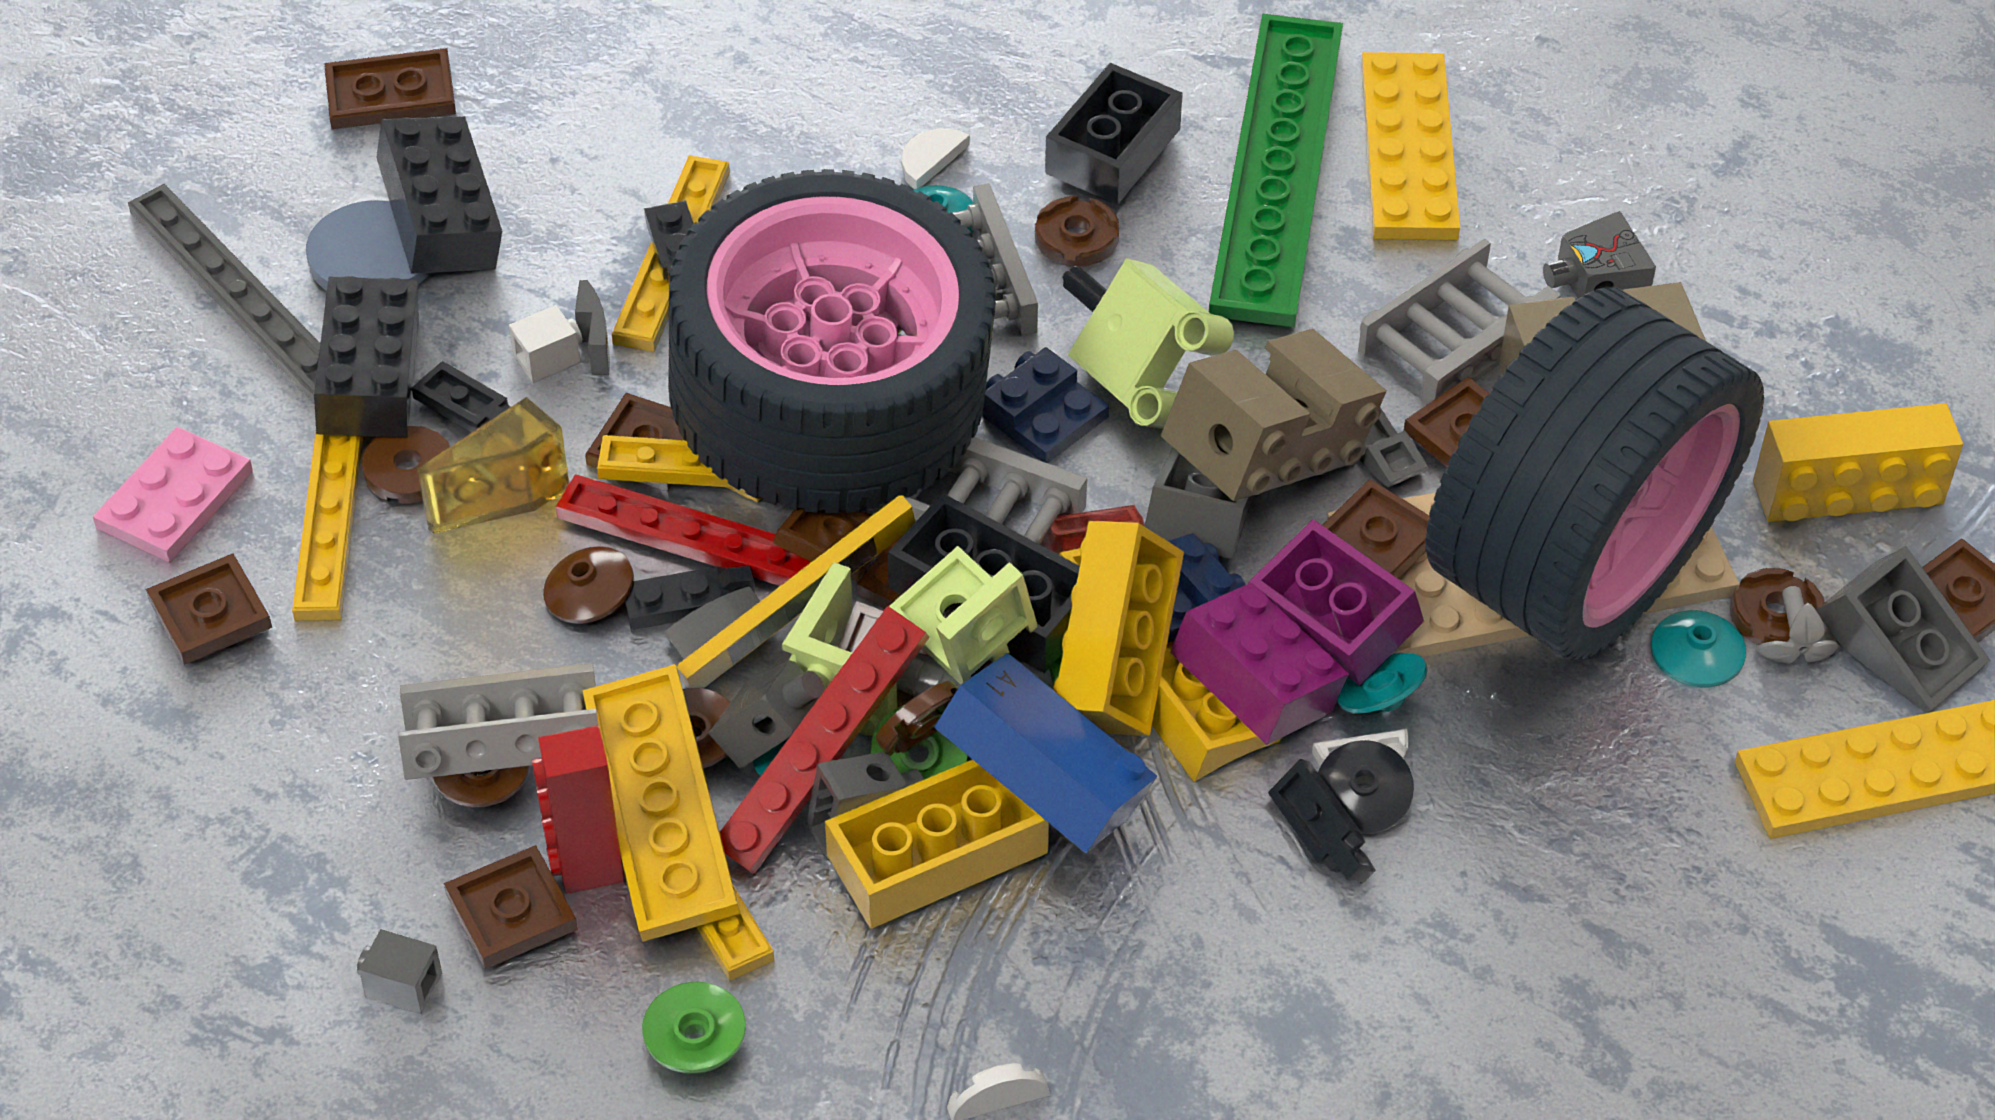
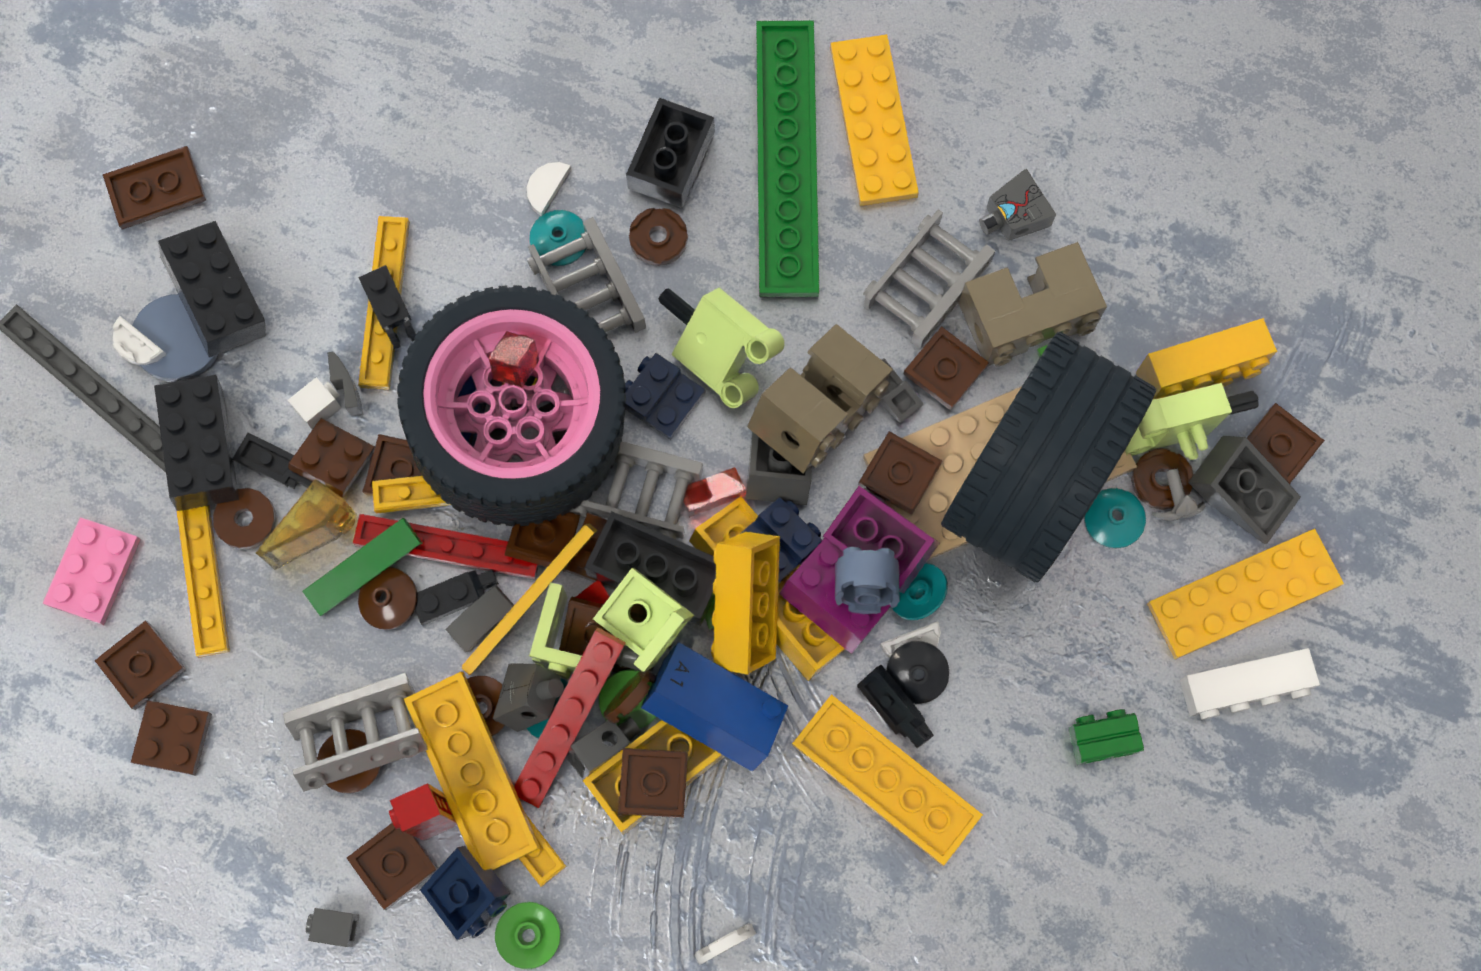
camera: 10 degrees left, 25 degrees up
(226, 706) = (171, 737): none -> reddish brown plate
(313, 243) = (134, 345): none -> white tile
(559, 395) = (331, 457): none -> reddish brown plate
(562, 535) = (362, 567): none -> green tile
(612, 950) = (465, 894): none -> dark blue plate
(844, 262) = (514, 359): none -> clear red brick
(932, 836) = (653, 783): none -> reddish brown tile
(1295, 917) = (887, 780): none -> yellow plate
(1304, 614) = (867, 580): none -> sand blue brick
(1646, 911) = (1105, 738): none -> green brick
(1810, 514) = (1187, 419): none -> yellowish green piece
(1883, 873) = (1249, 683): none -> white brick

